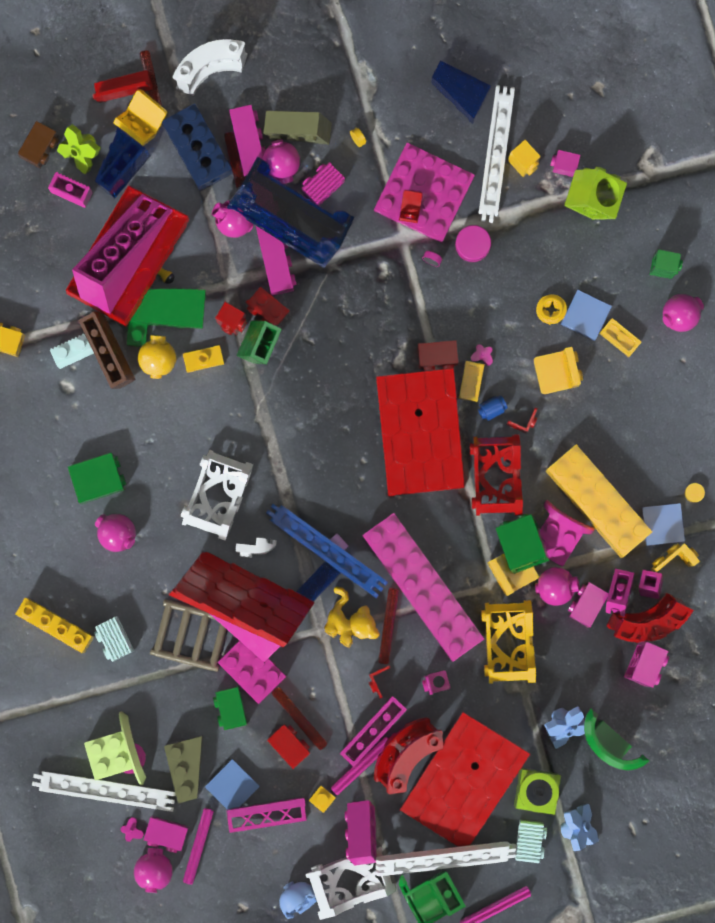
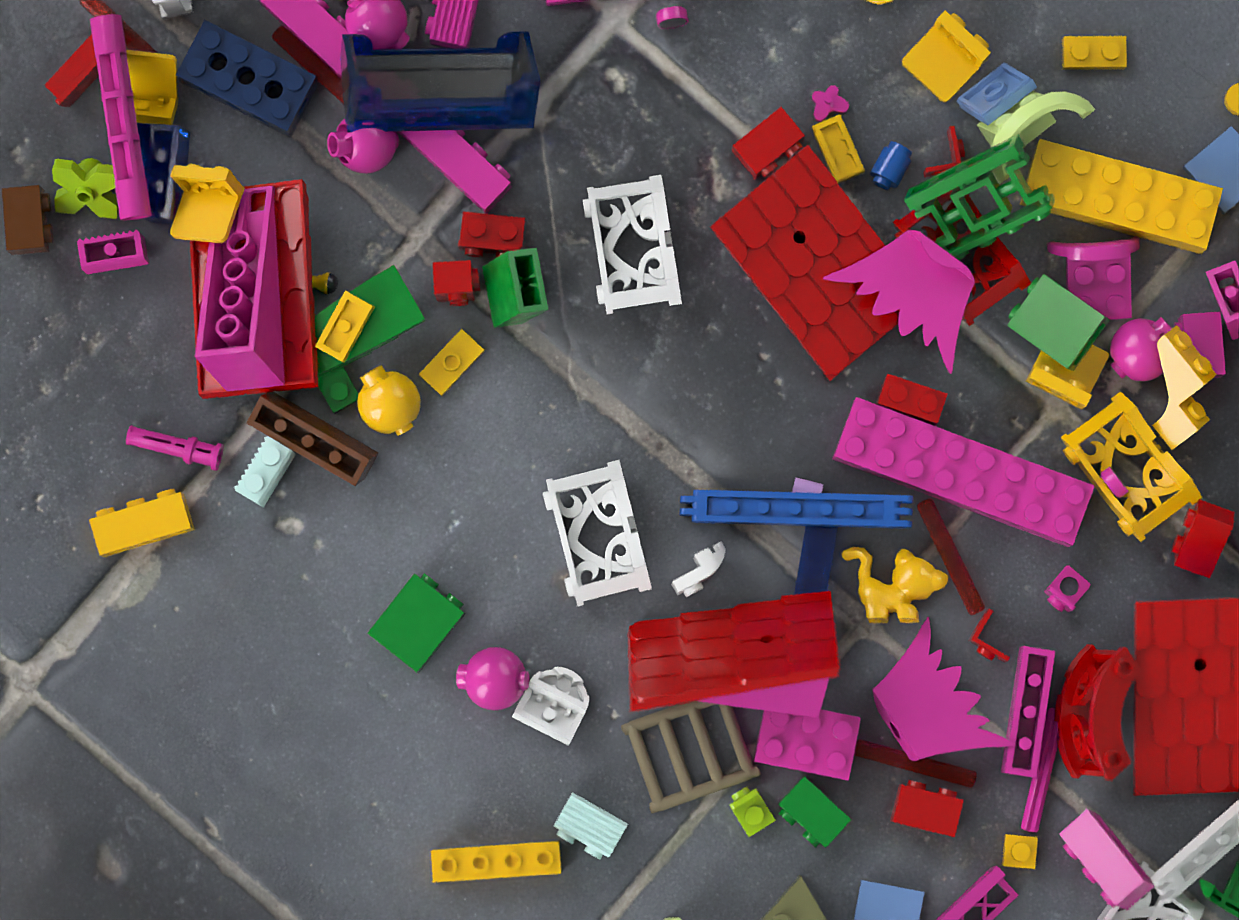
camera: 30 degrees left, 0 degrees up
(42, 315) = (190, 449): none -> dark pink pin
(118, 124) = (120, 117): none -> dark pink piece
(133, 196) = (206, 204): none -> yellow bracket
(137, 565) = (554, 703): none -> white slope
(159, 304) = (344, 326): none -> yellow plate
(200, 686) = (751, 810): none -> lime bracket
(322, 694) = (925, 710): none -> dark pink piece
(358, 349) = (664, 278): none -> white fence
(421, 533) = (911, 399): none -> red brick
(464, 478) = (920, 282): none -> dark pink piece
(495, 644) = (1114, 482): none -> dark pink tile
(521, 703) = (1203, 538): none -> red brick
(523, 439) = (971, 176): none -> green fence
(568, 613) = (1184, 375): none -> yellow arch
(570, 406) = (996, 93): none -> medium blue tile
(572, 429) = (1030, 119): none -> yellowish green piece
(635, 419) = (1094, 52): none -> yellow plate

